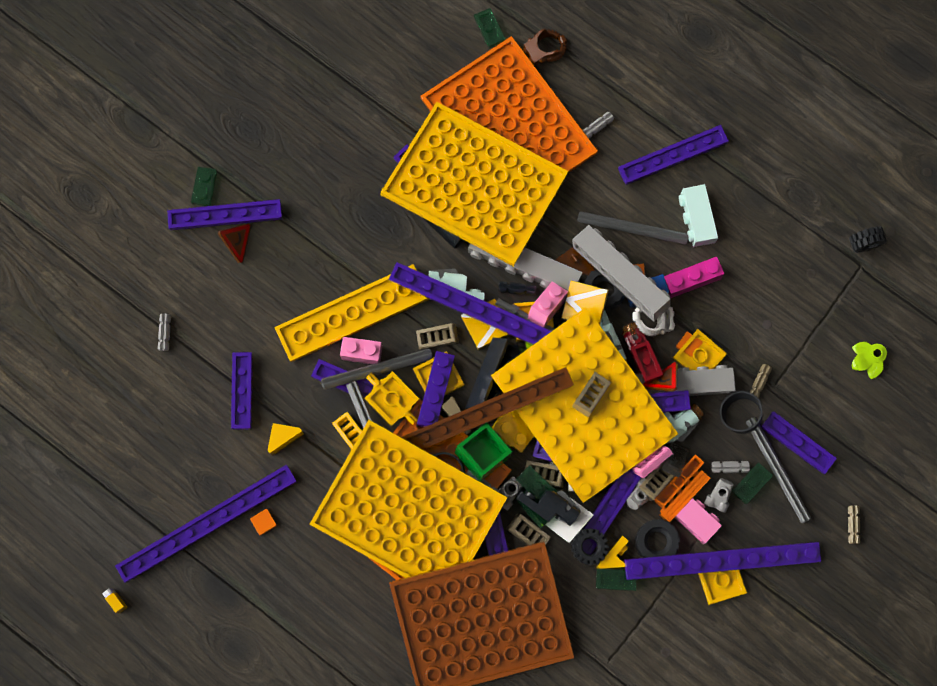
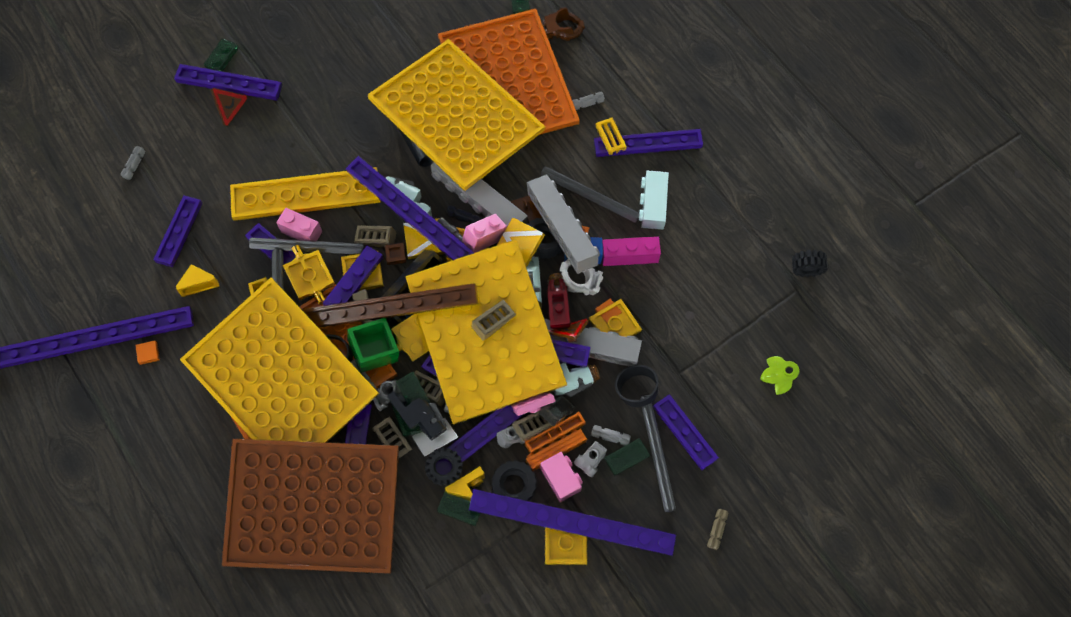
camera: 15 degrees right, 10 degrees down
(465, 349) = (395, 253): none -> reddish brown plate
(627, 162) = (615, 148): none -> yellow tile
(760, 380) = (667, 363): dark tan axle -> none

